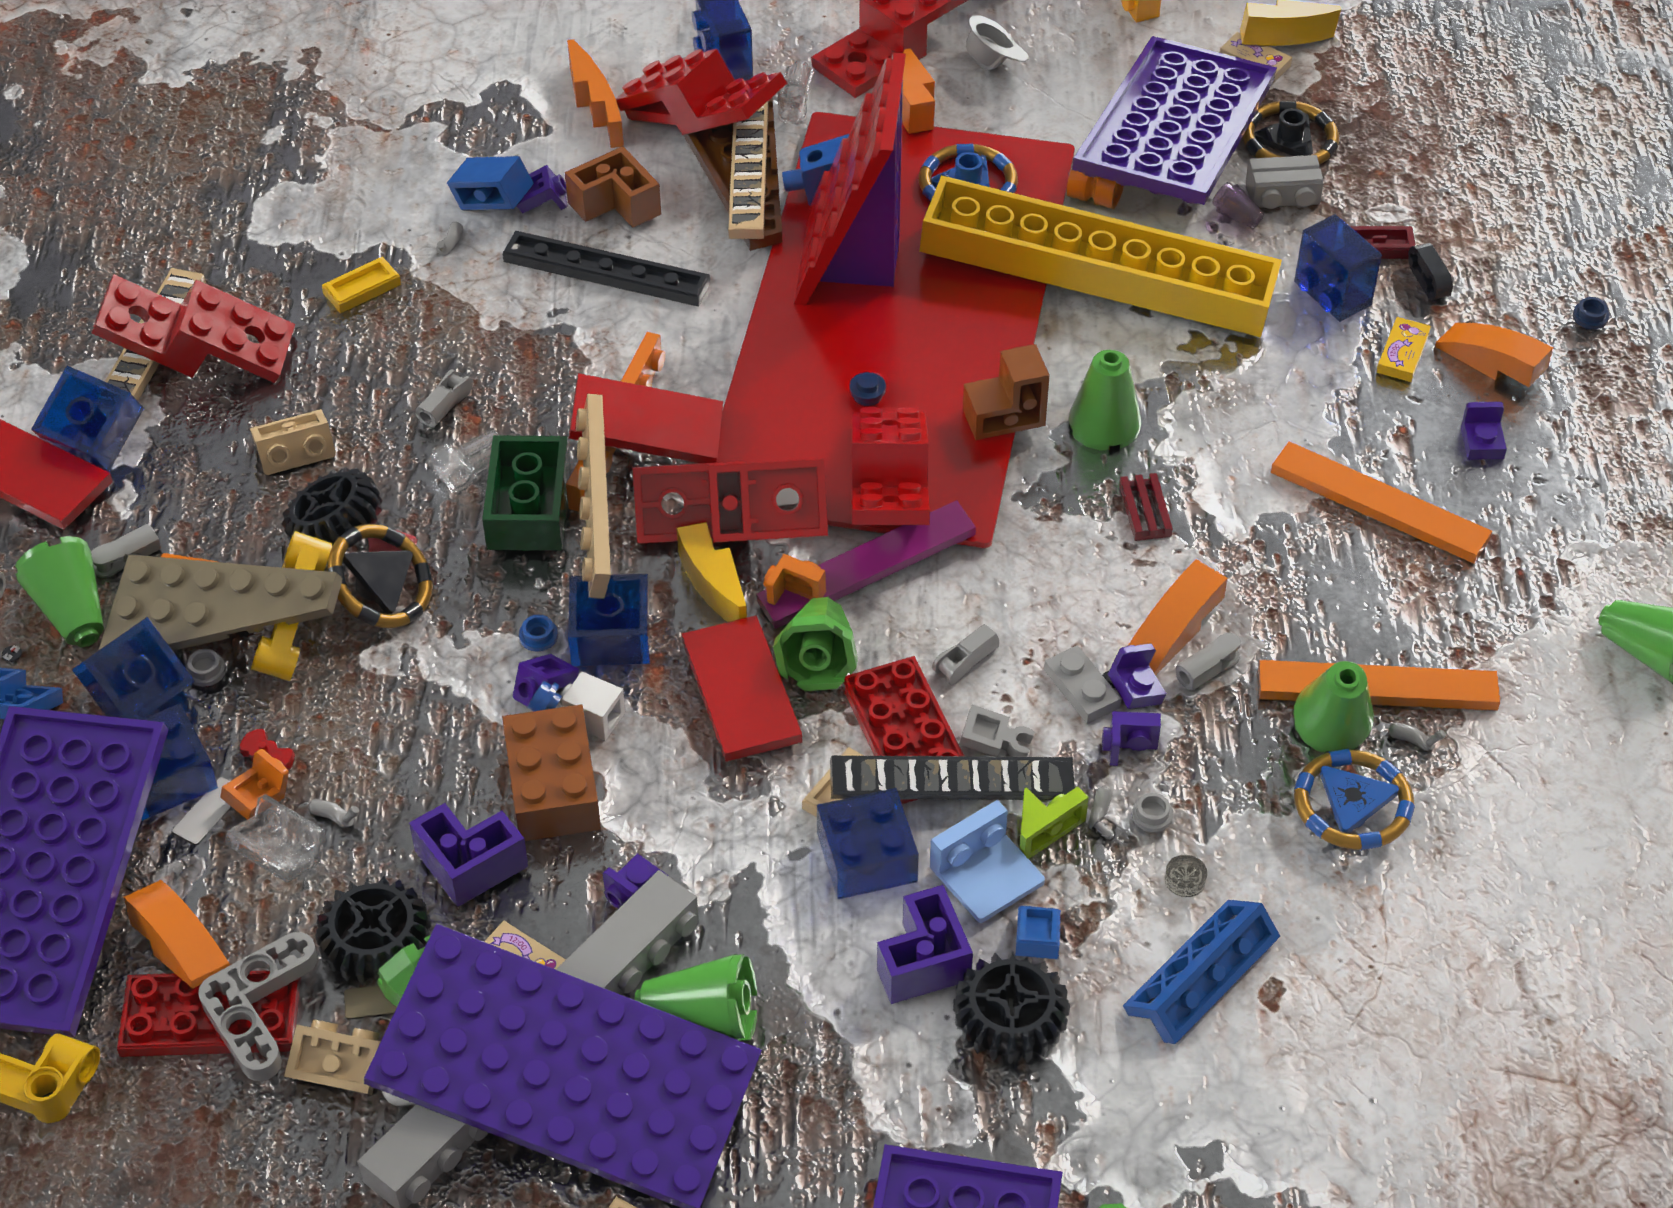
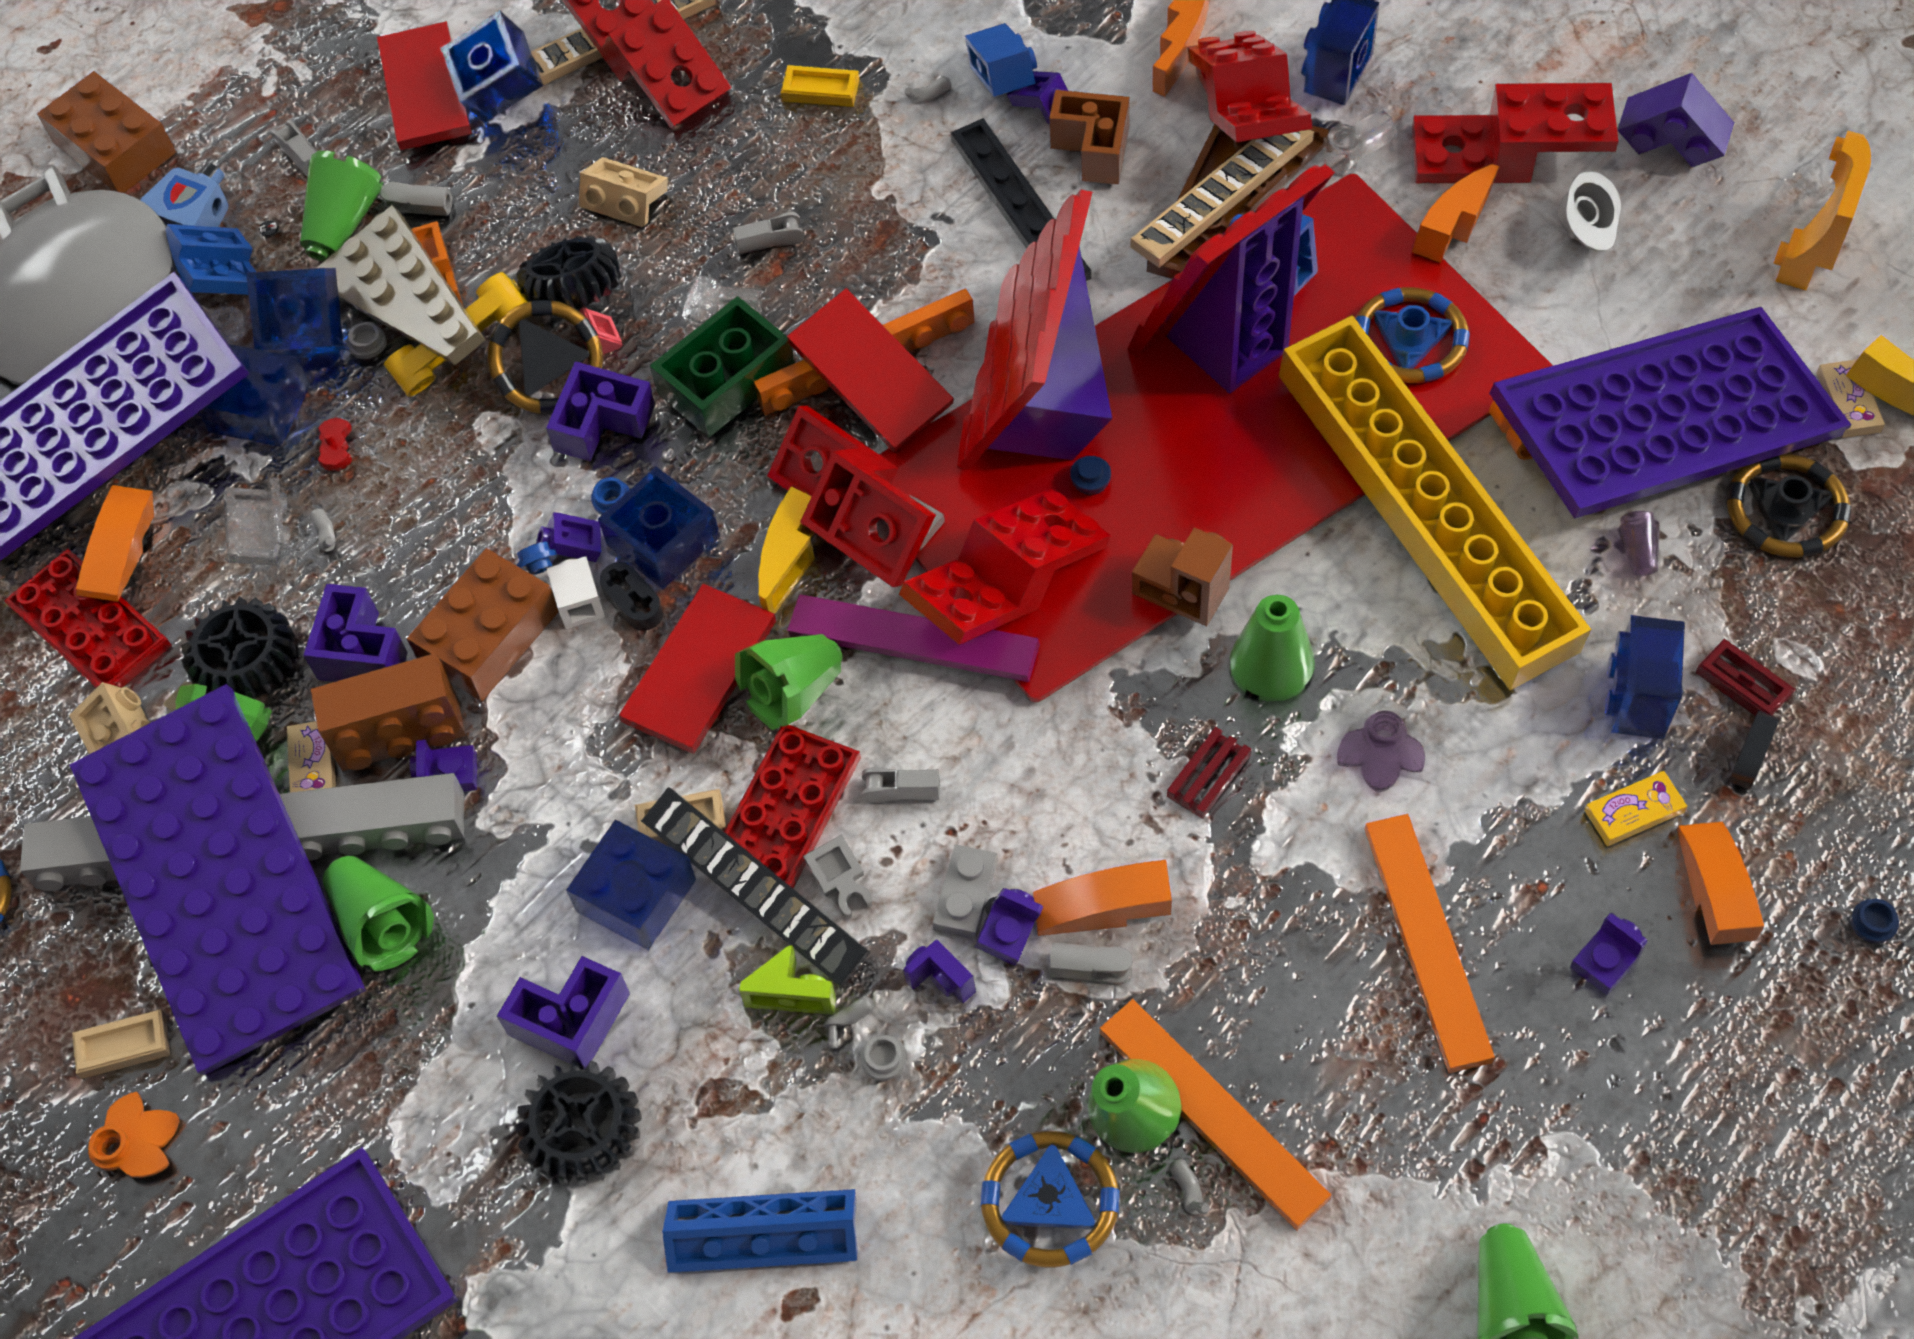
camera: 50 degrees right, 10 degrees up
(203, 815) = (255, 460): white sticker -> none
(242, 993) = (97, 628): light grey beam -> none
(265, 777) = (291, 466): orange bracket -> none
(463, 576) = (597, 401): none -> dark purple brick
(560, 870) = (387, 712): none -> dark orange brick
(594, 505) = (722, 419): tan plate -> none
(635, 680) = (638, 591): none -> black beam
(753, 321) = (1042, 358): none -> piece
(795, 576) = (819, 595): orange bracket -> none
(983, 863) = (698, 983): light blue bracket -> none
(1038, 932) = (664, 1079): blue tile -> none
(1185, 875) = (848, 1136): clear smoke tile -> none
(1230, 420) = (1381, 756): none -> clear purple plate
(1284, 181) = (1714, 550): light grey brick -> none

